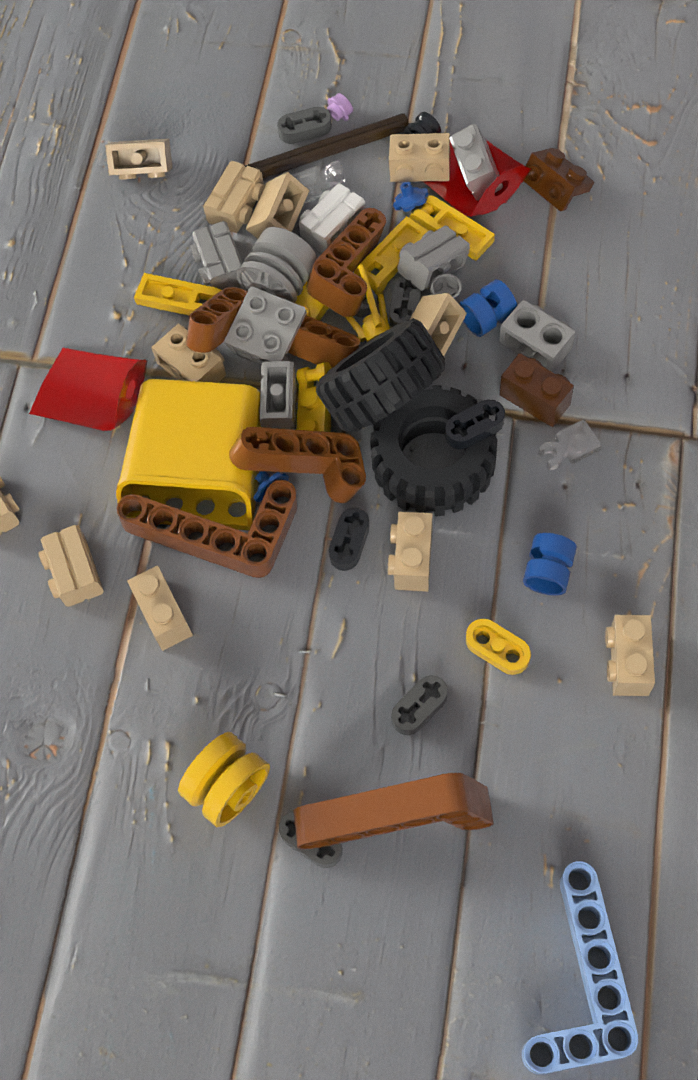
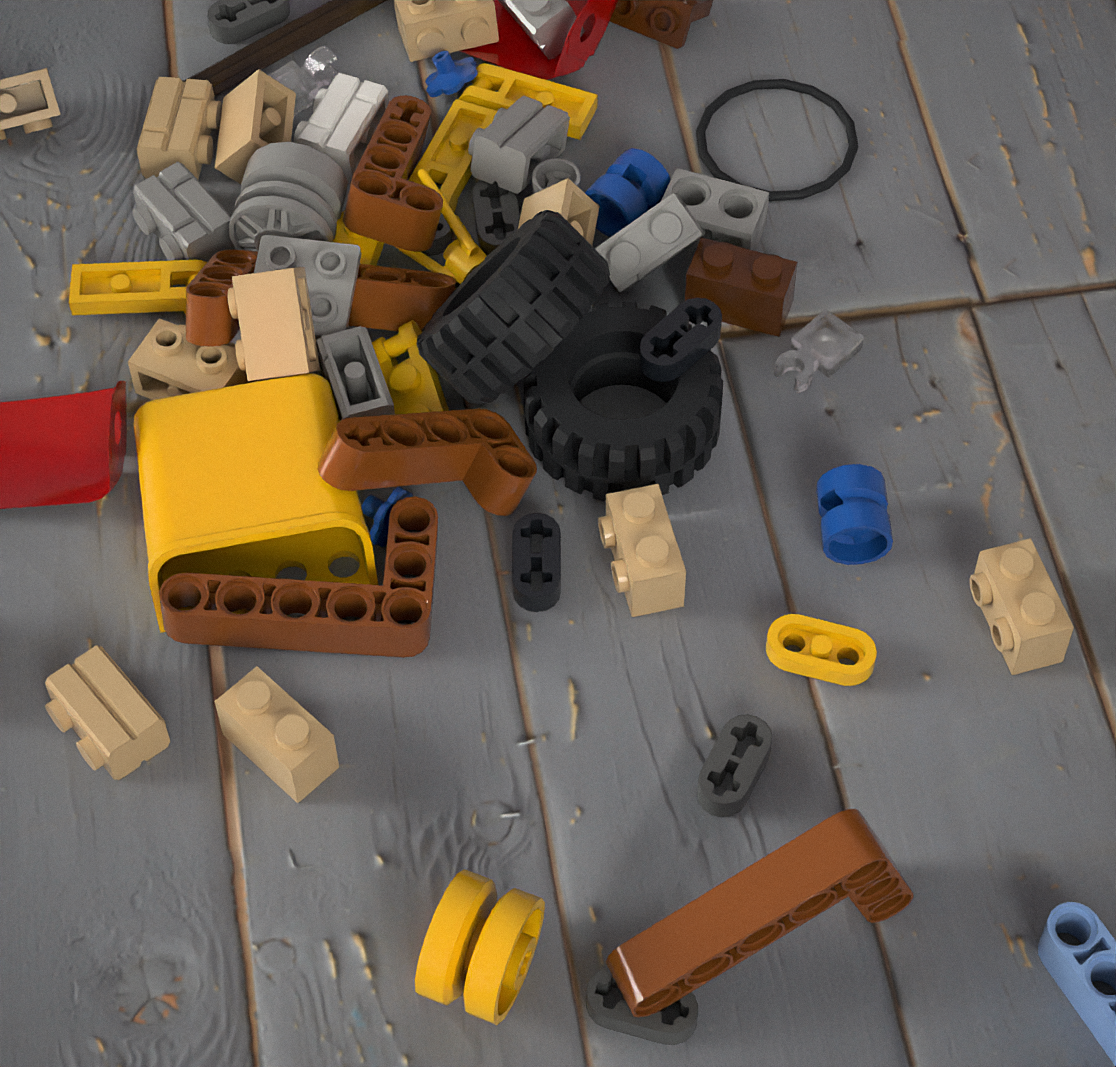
camera: 25 degrees left, 10 degrees down
(236, 349) = (274, 323): none -> tan brick
(486, 347) = (649, 242): none -> light grey brick
(576, 326) = (794, 86): none -> black piece

